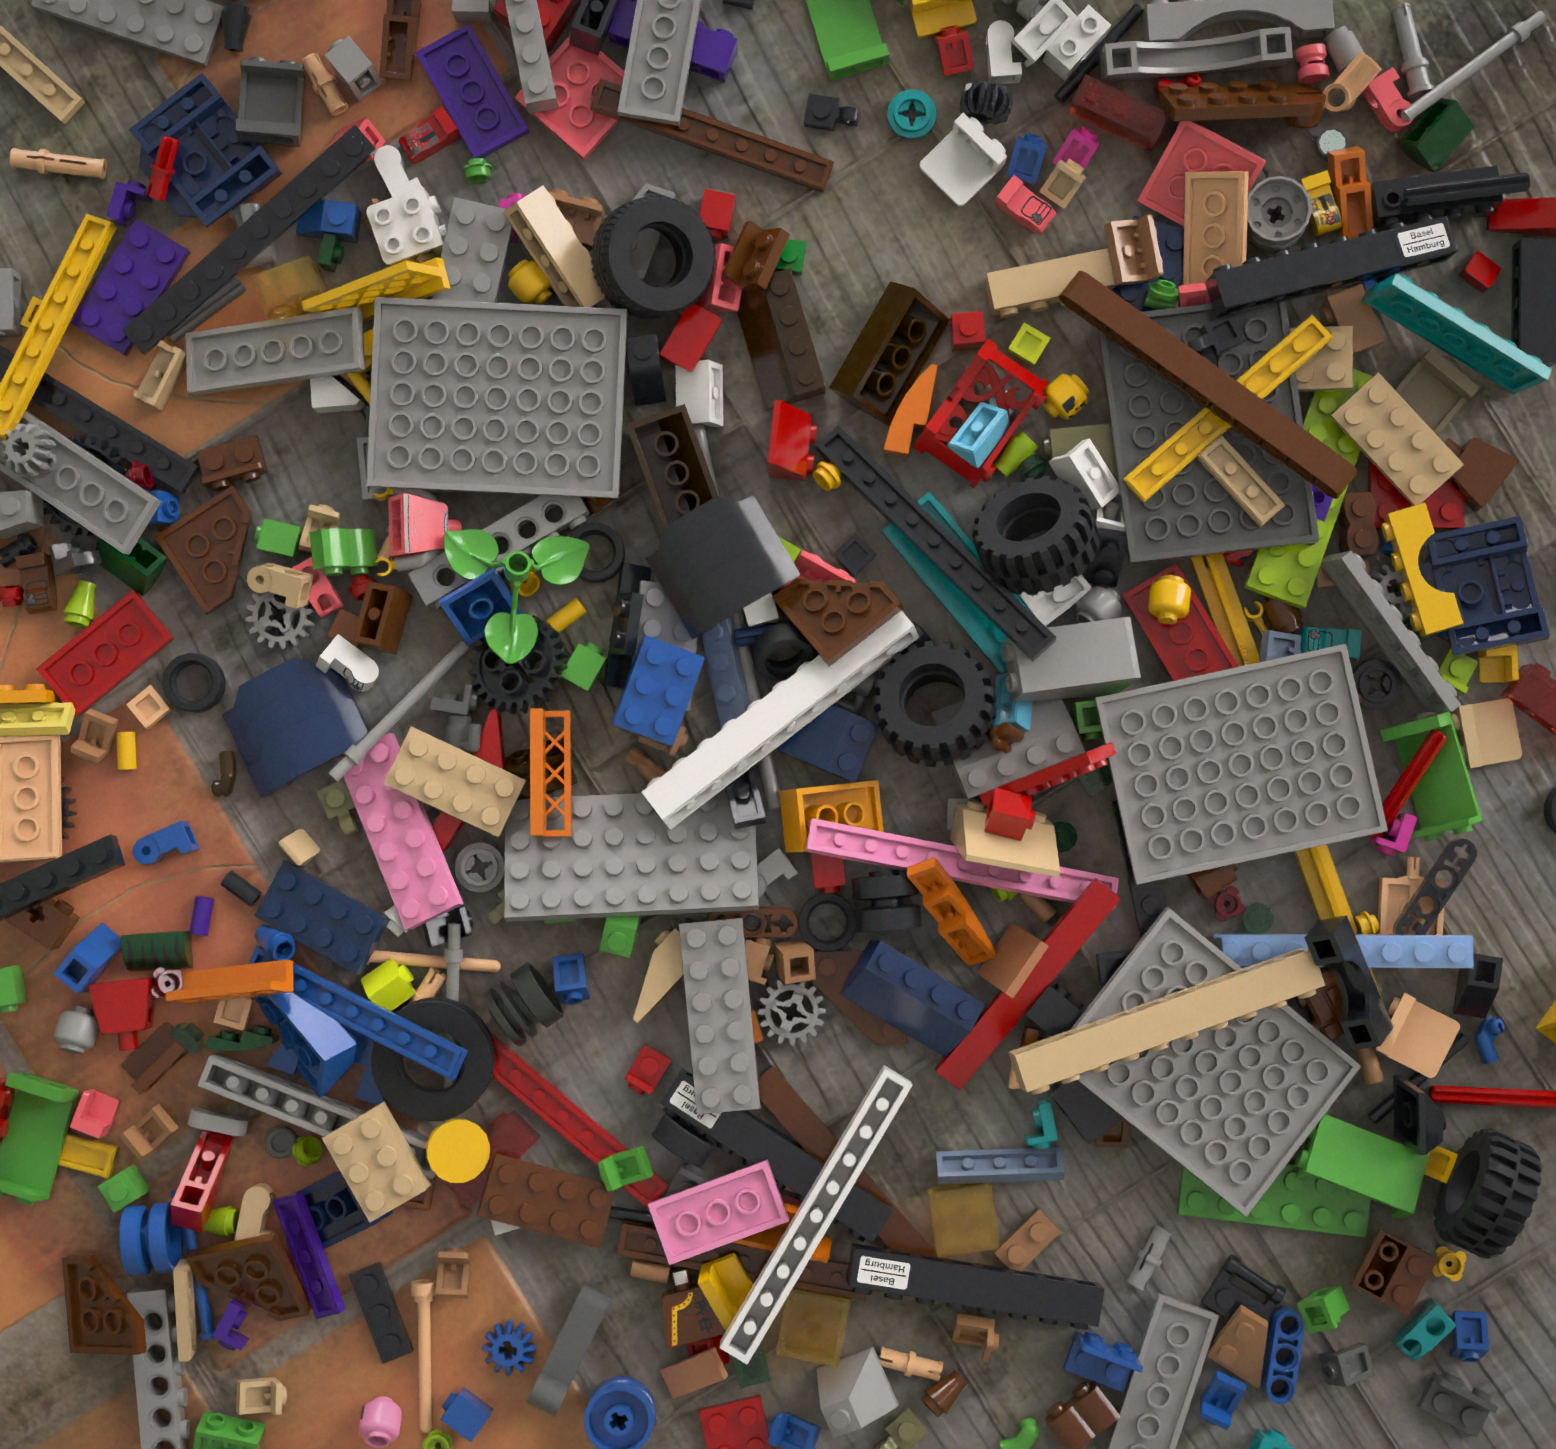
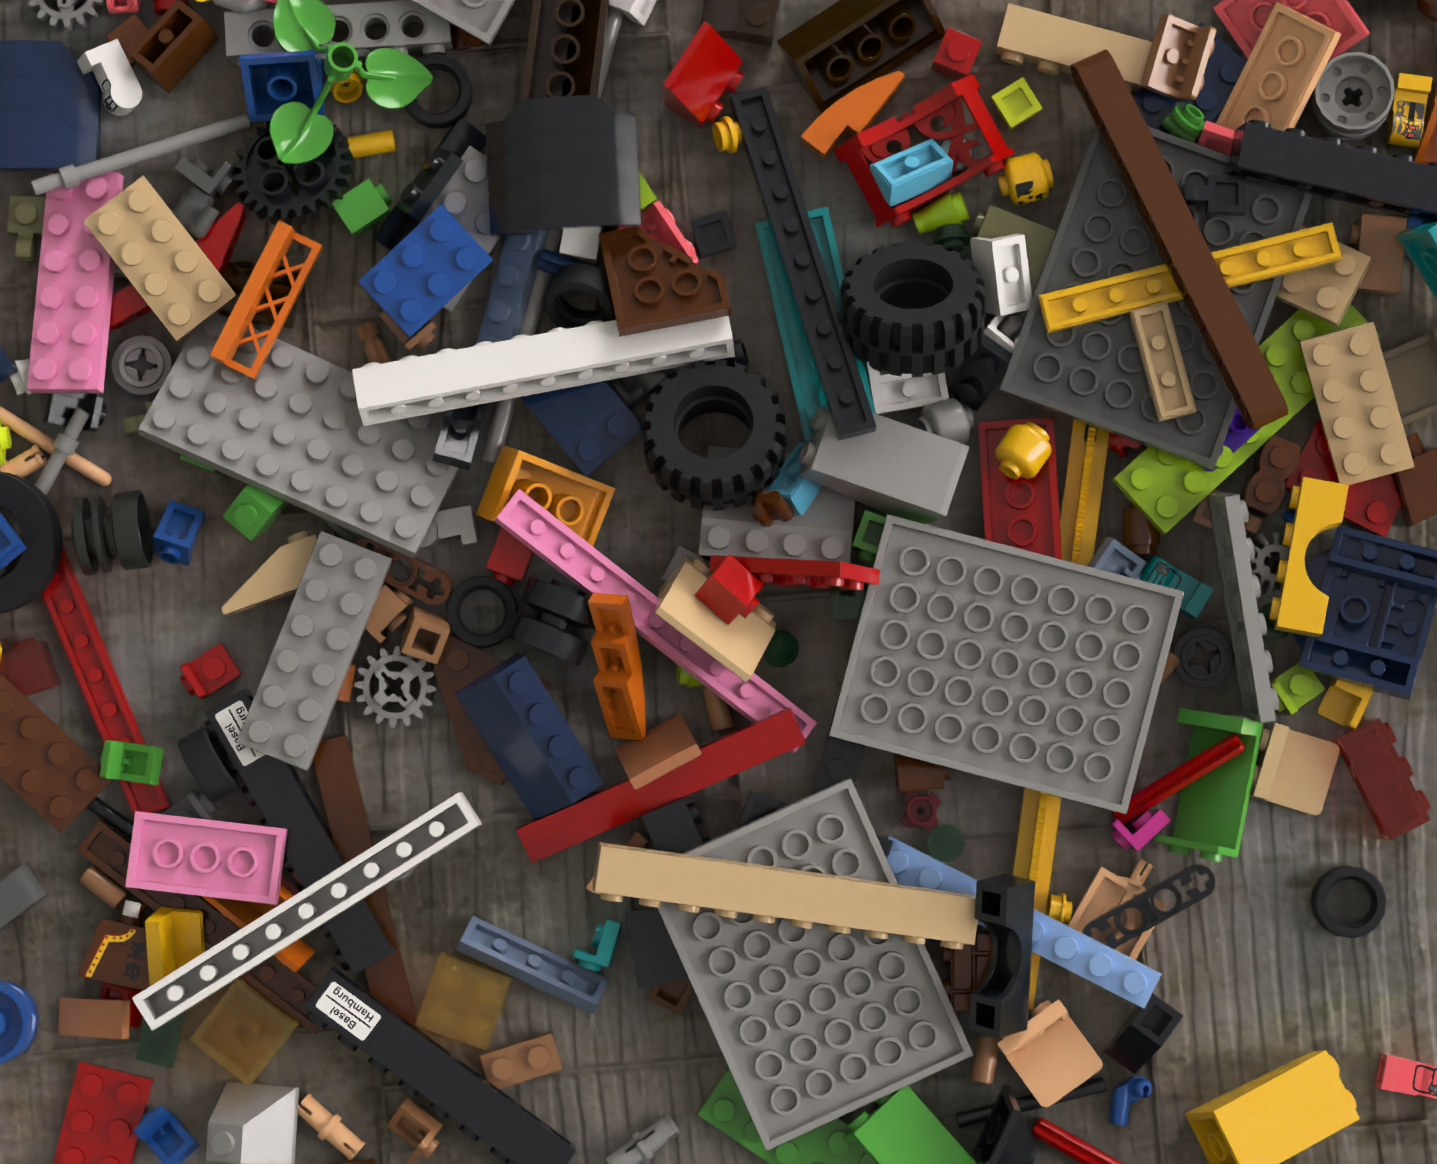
camera: 25 degrees right, 0 degrees up
(1257, 619) = (1111, 522): yellow hand -> none

